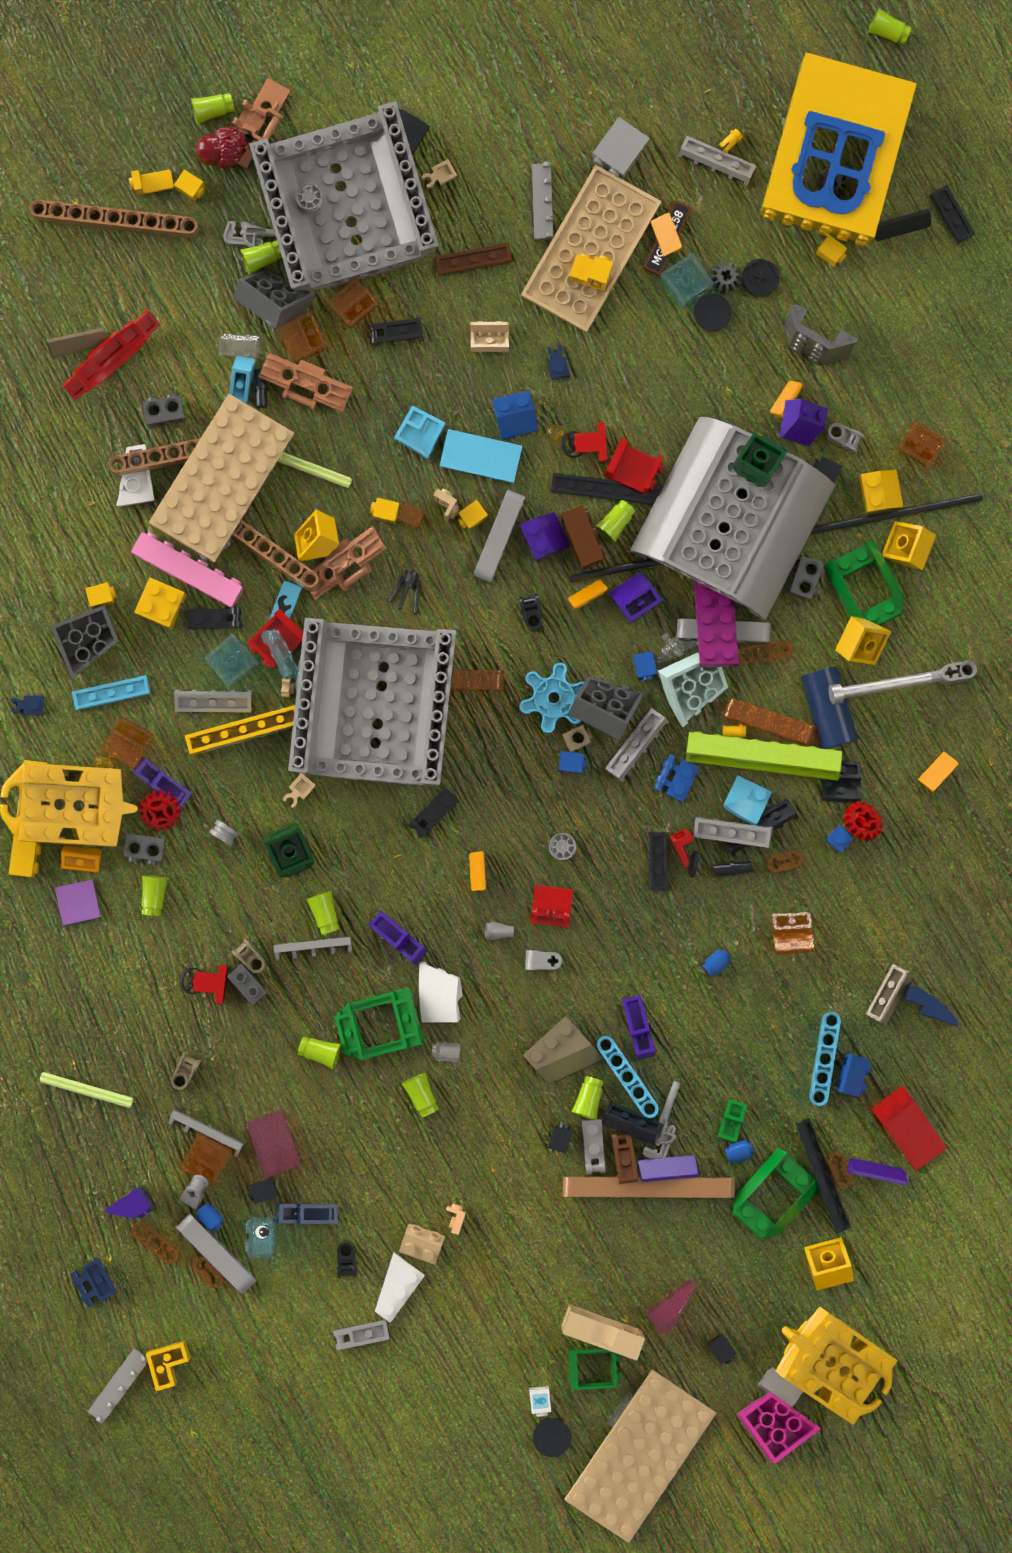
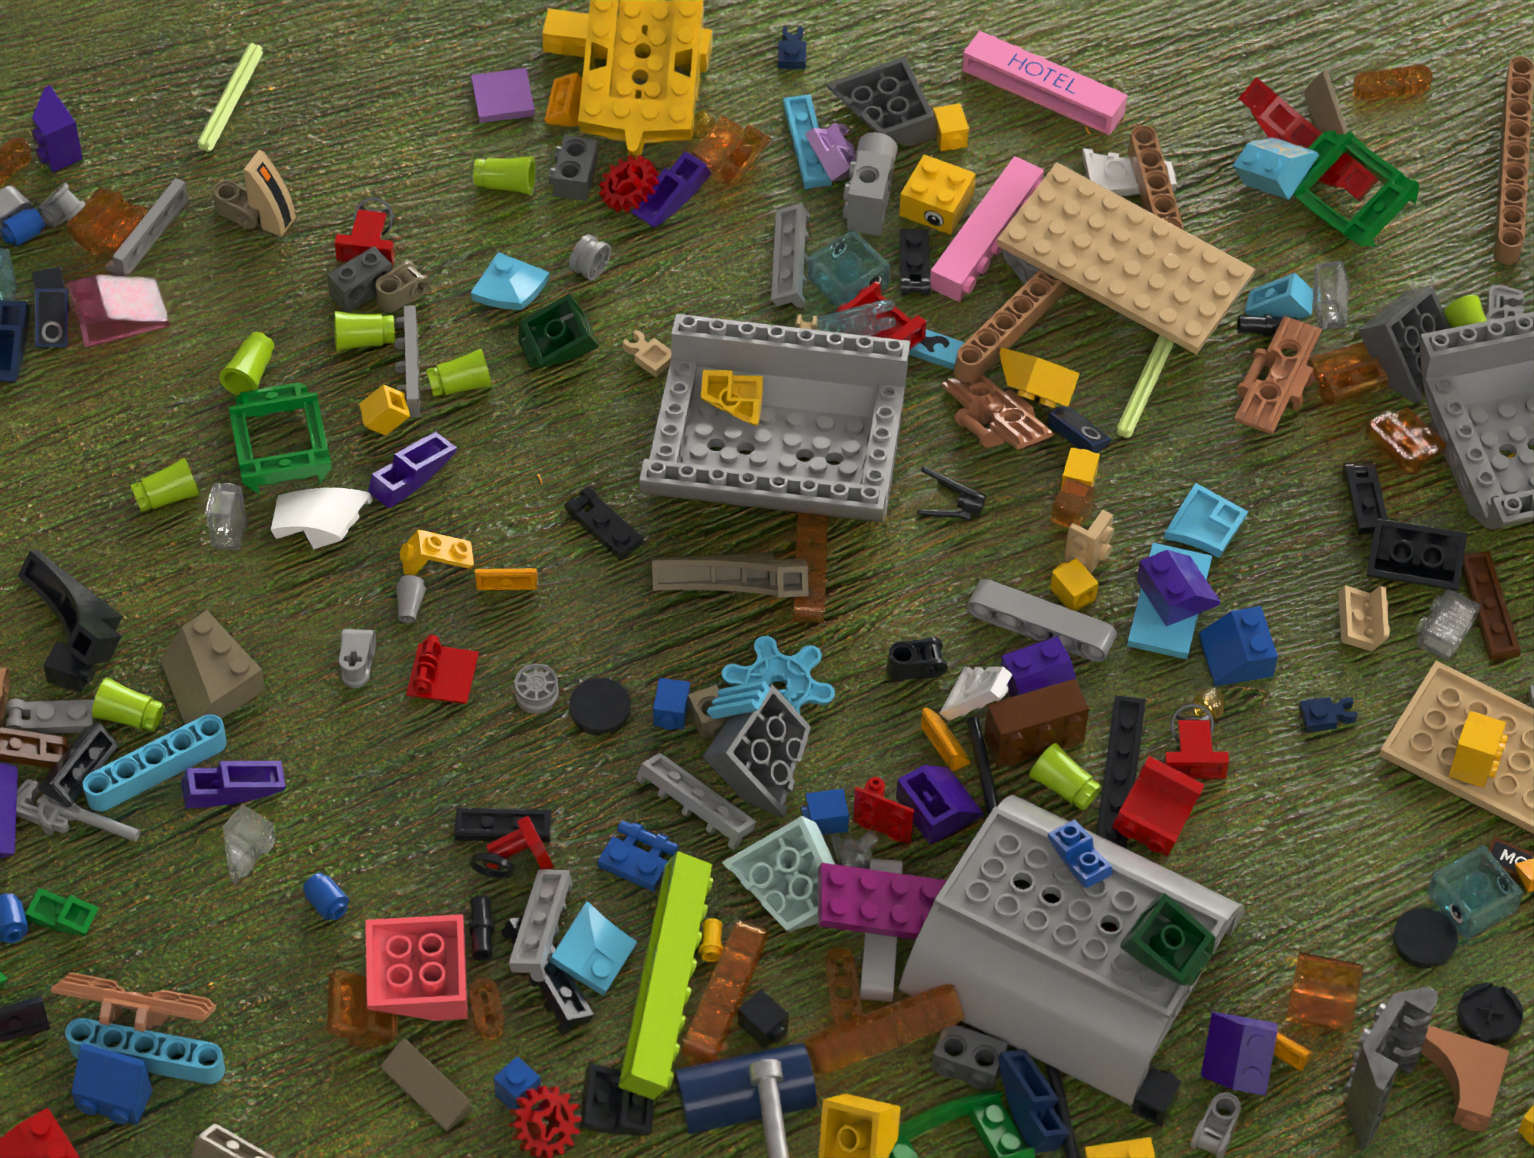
camera: 90 degrees right, 30 degrees down
(48, 282) = (1406, 76): none -> clear orange beam
(57, 531) = (1044, 82): none -> bright pink brick
(123, 673) = (833, 150): none -> lavender slope
(131, 376) = (1274, 166): none -> medium azure slope
(151, 645) = (870, 183): none -> light grey brick
(164, 416) = (1228, 208): dark grey brick -> none
(173, 313) = (1378, 210): none -> green wedge
(188, 1050) = (268, 195): none -> tan slope
(240, 731) = (738, 265): yellow brick -> none
(243, 885) = (509, 283): none -> medium azure plate
(289, 979) = (362, 330): none -> lime plant
(290, 1185) = (51, 317): none -> black slope
(339, 731) = (734, 394): none -> yellow slope
(349, 511) = (1077, 429): none -> slope
(356, 958) = (384, 410): none -> yellow brick
(448, 301) = (1417, 554): none -> black slope
(463, 916) = (434, 547): none -> yellow bracket
(475, 723) = (736, 572): none -> dark tan arch
(477, 450) = (1175, 586): none -> dark purple slope
(492, 285) = (1447, 624): none -> clear brick
(521, 1136) = (84, 616): none -> black arch
(560, 574) = (975, 690): none -> white wing
(571, 807) = (600, 706): none -> black tile
(579, 730) = (739, 699): none -> medium azure tile
(645, 637) = (882, 814): none -> red hinge
(680, 1016) = (246, 839): none -> clear slope
(697, 510) = (1077, 852): none -> blue slope
(733, 276) = (1486, 956): dark grey gear -> none
(757, 372) = (1324, 992): none -> clear orange brick
(767, 903) = (417, 967): none -> coral slope
(787, 698) = (763, 1019): none -> black brick
(796, 627) = (884, 1029): none -> clear orange beam
(800, 1068) = (151, 1008): none -> nougat piece
(805, 289) = (1472, 1071): none -> nougat arch
(835, 542) = (1031, 1102): none -> dark blue slope
(837, 893) = (426, 1085): none -> dark tan slope

